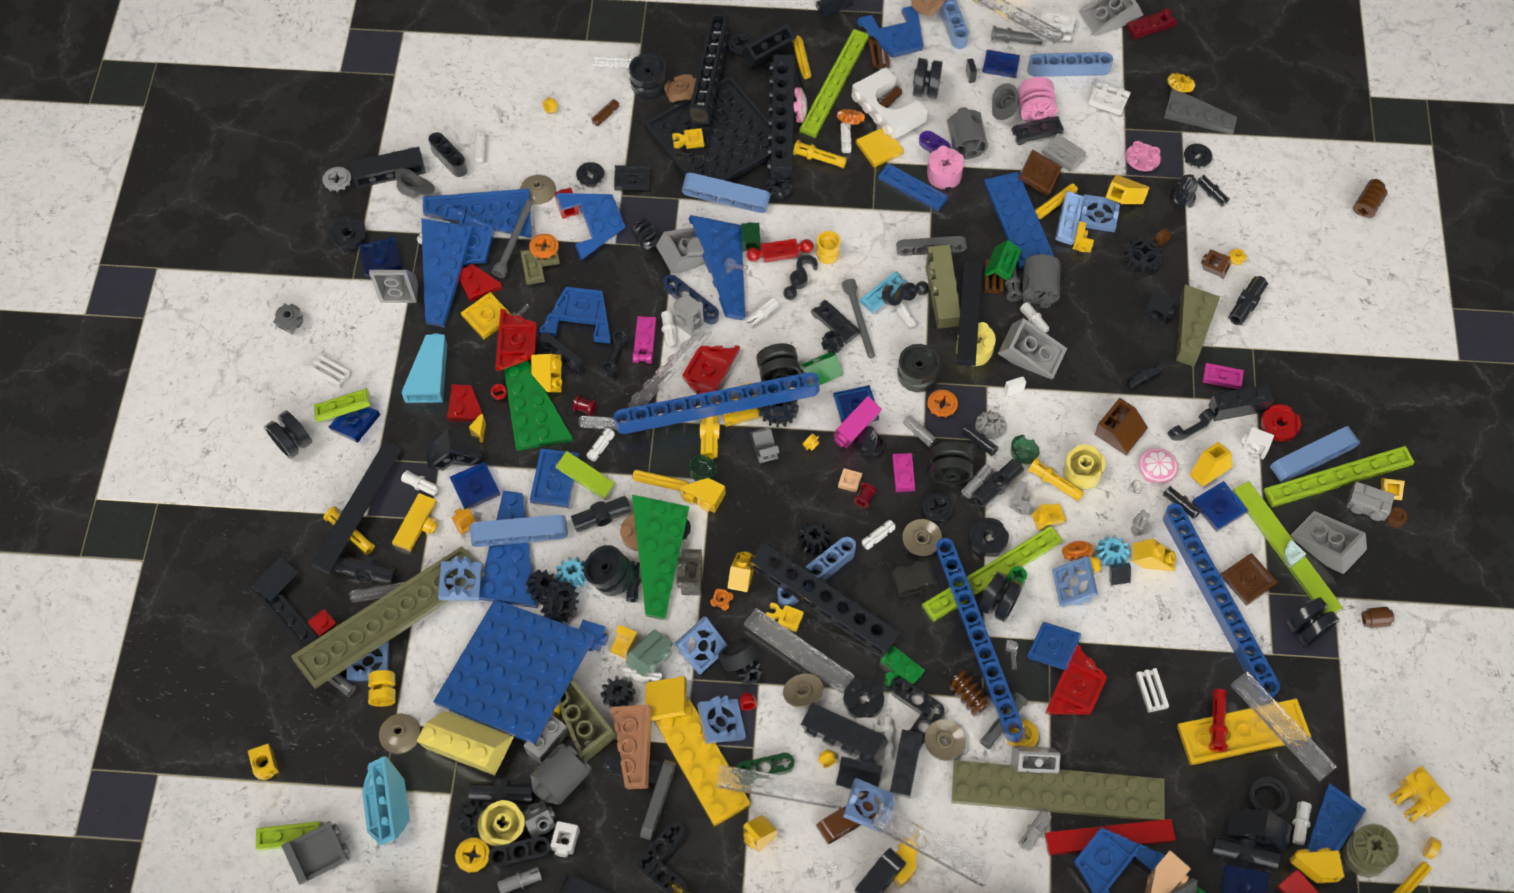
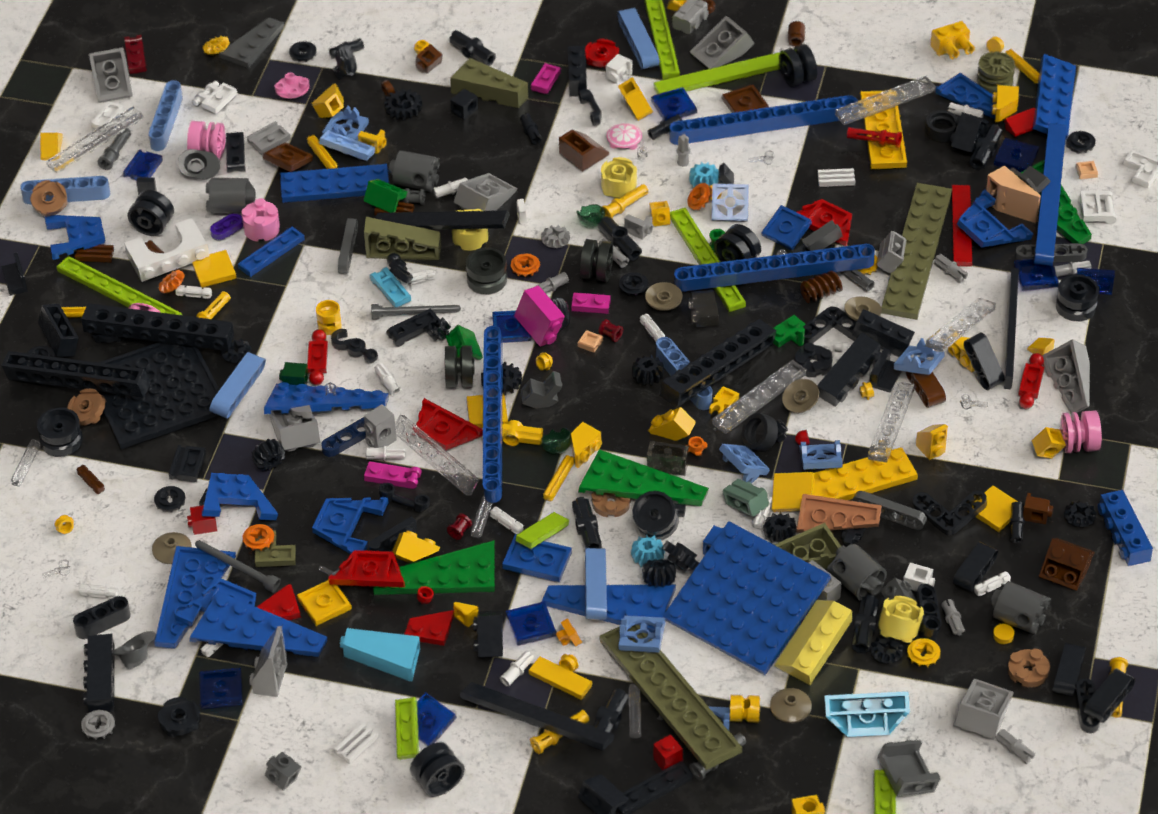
camera: 80 degrees left, 15 degrees down
(624, 642) = (728, 513): yellow panel -> none
(691, 138) = (160, 403): yellow plate -> none
(769, 759) = (862, 429): dark green beam -> none
(980, 440) = (570, 245): black pin -> none
(981, 545) = (671, 262): black plate -> none
(1044, 683) = (823, 237): none -> dark grey panel
(1153, 555) = (713, 151): yellow slope -> none
(1293, 553) = (729, 68): light aqua tile -> none

